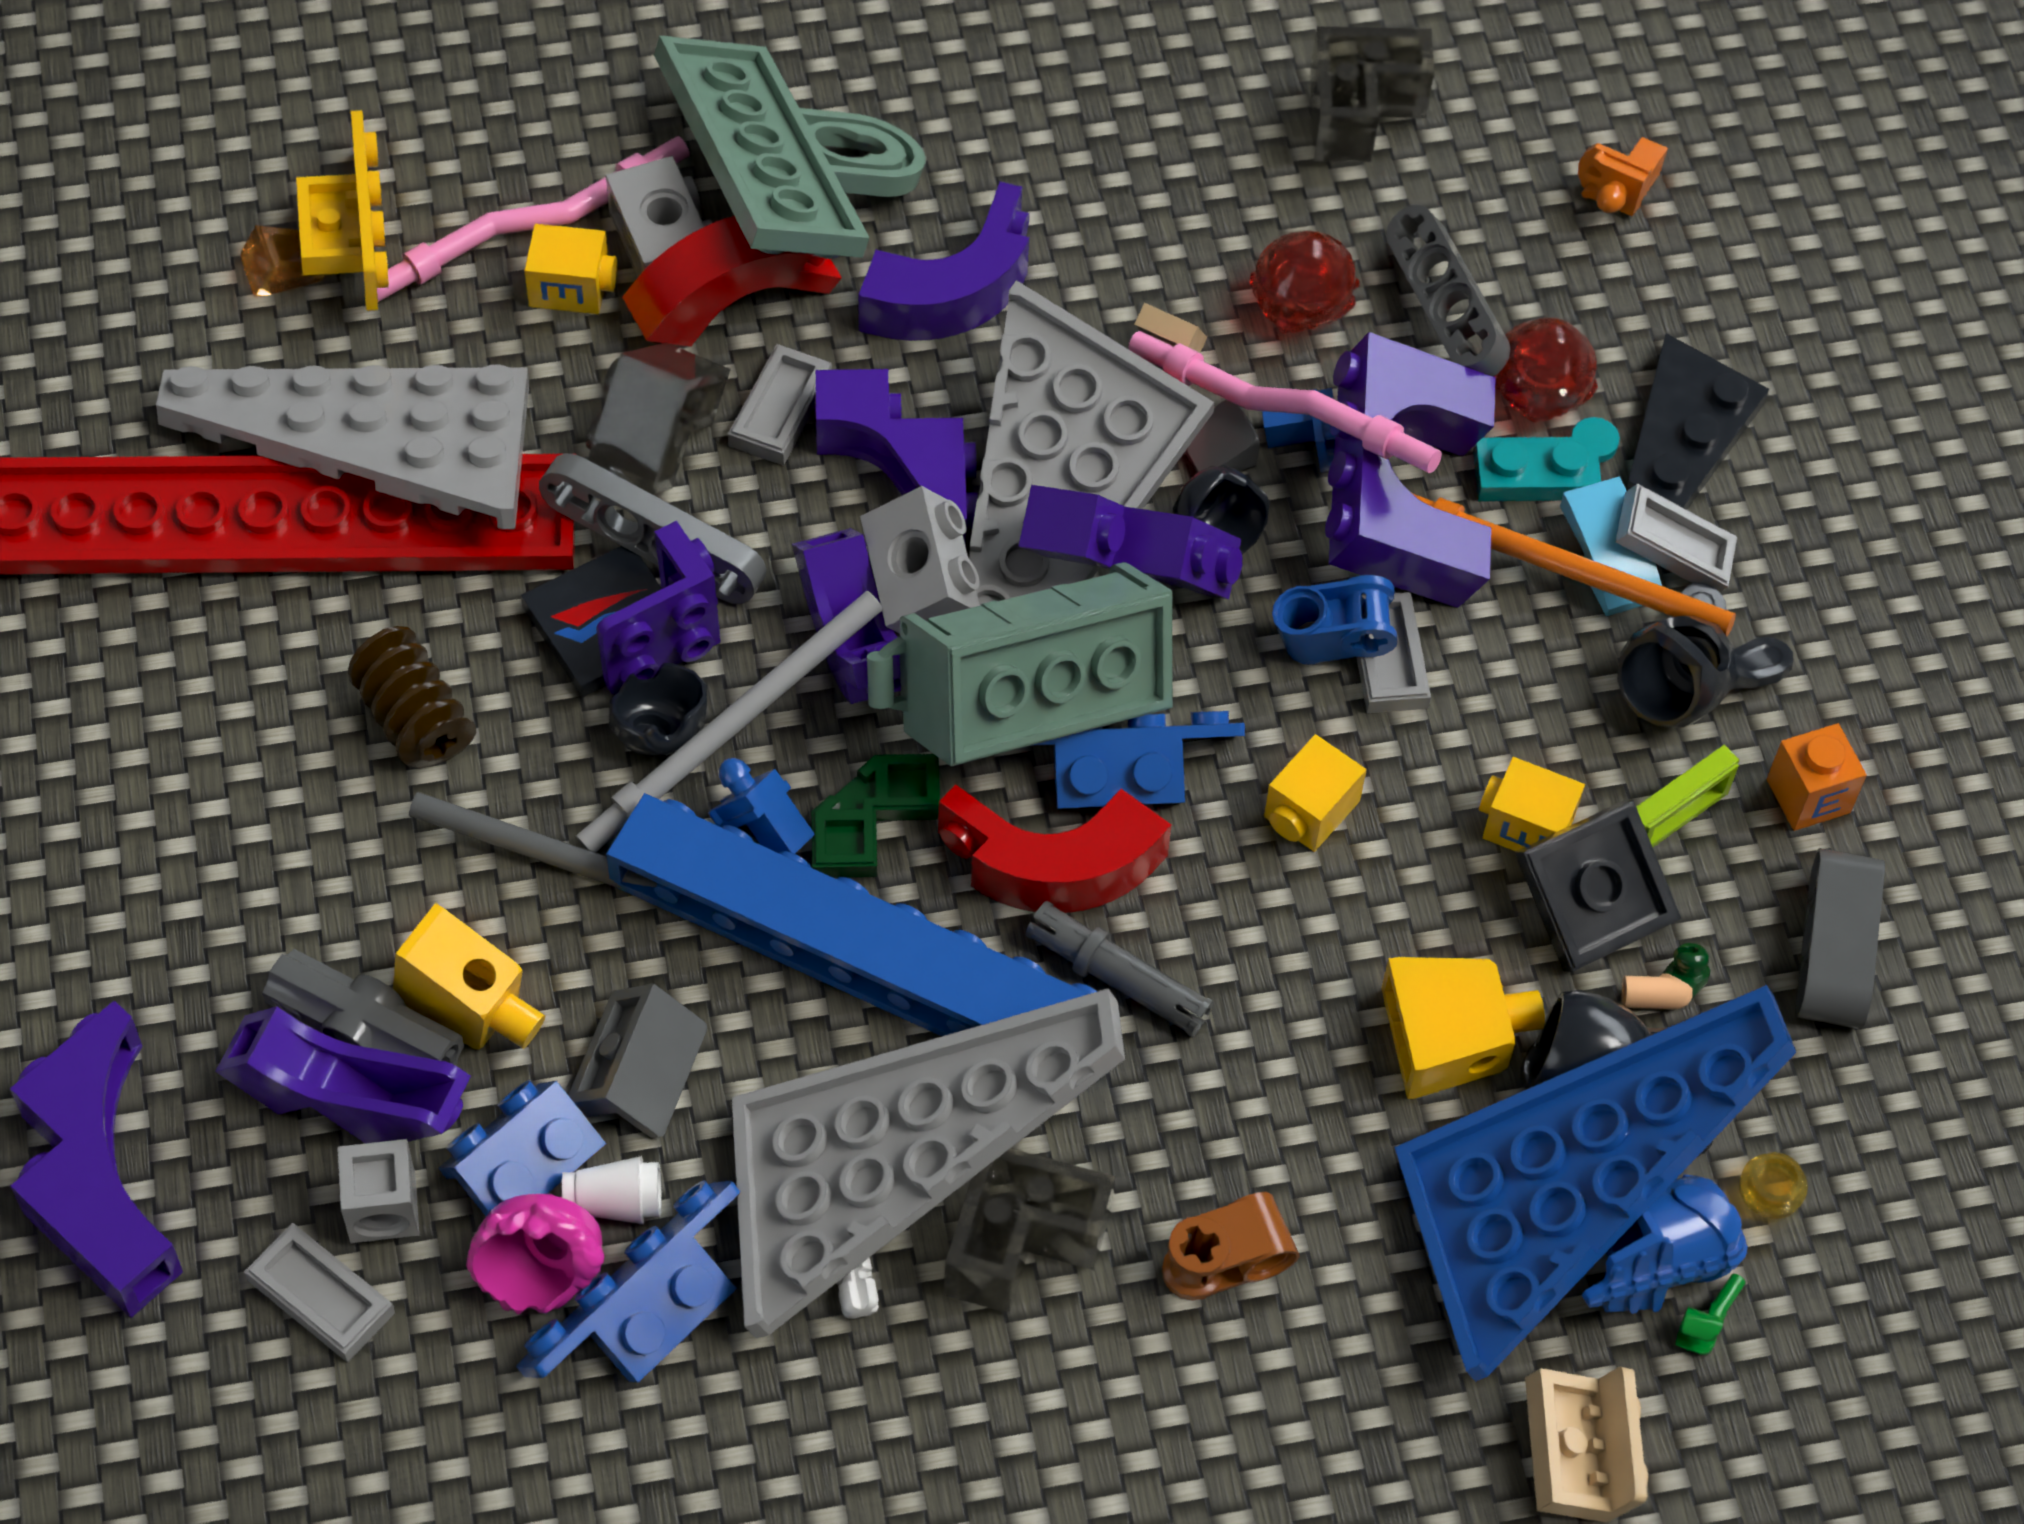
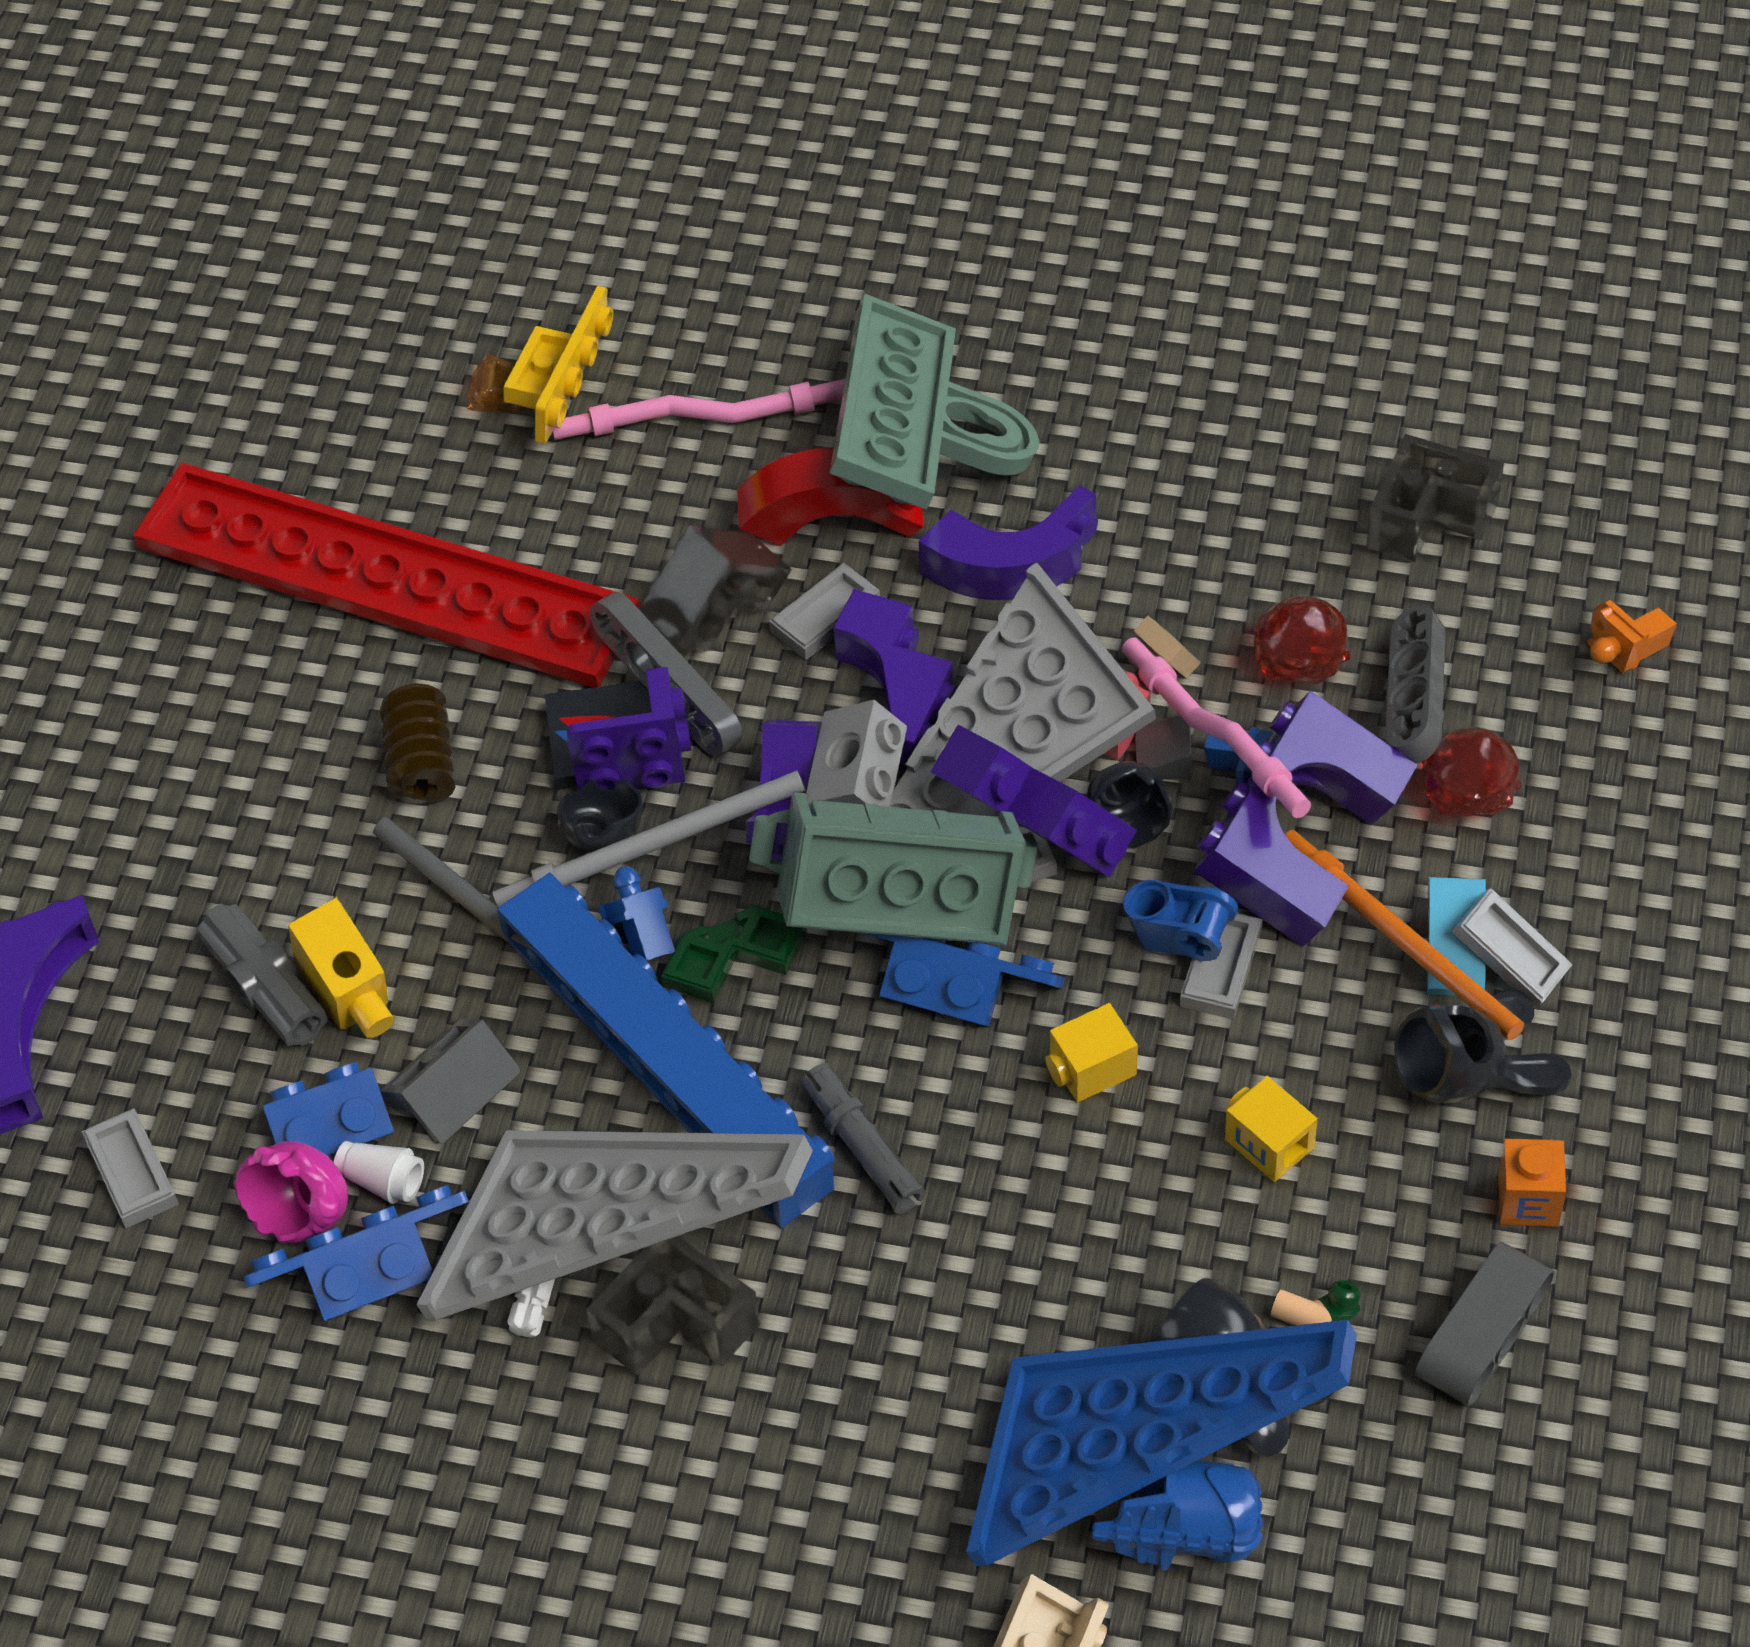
camera: 30 degrees right, 5 degrees down
(358, 1087) = (226, 1022): dark purple arch -> none
(378, 1191) = (200, 1104): light grey brick -> none
(414, 431) = (516, 543): light grey wing -> none
(569, 269) = (708, 455): yellow brick -> none
(652, 209) = (797, 423): light grey brick -> none
(1066, 868) = (860, 1046): red arch -> none
(1238, 1241) = (840, 1386): dark orange piece -> none
(1453, 1020) = (1112, 1274): yellow torso -> none
(1543, 465) = (1426, 851): teal hinge -> none
(1598, 885) = (1291, 1206): black tile -> none
(1688, 795) = (1402, 1163): lime tile -> none
(1691, 421) = (1581, 859): black wing -> none
(1701, 1329) = (1198, 1601): green hand -> none
(1773, 1185) = (1321, 1505): clear yellow plate -> none

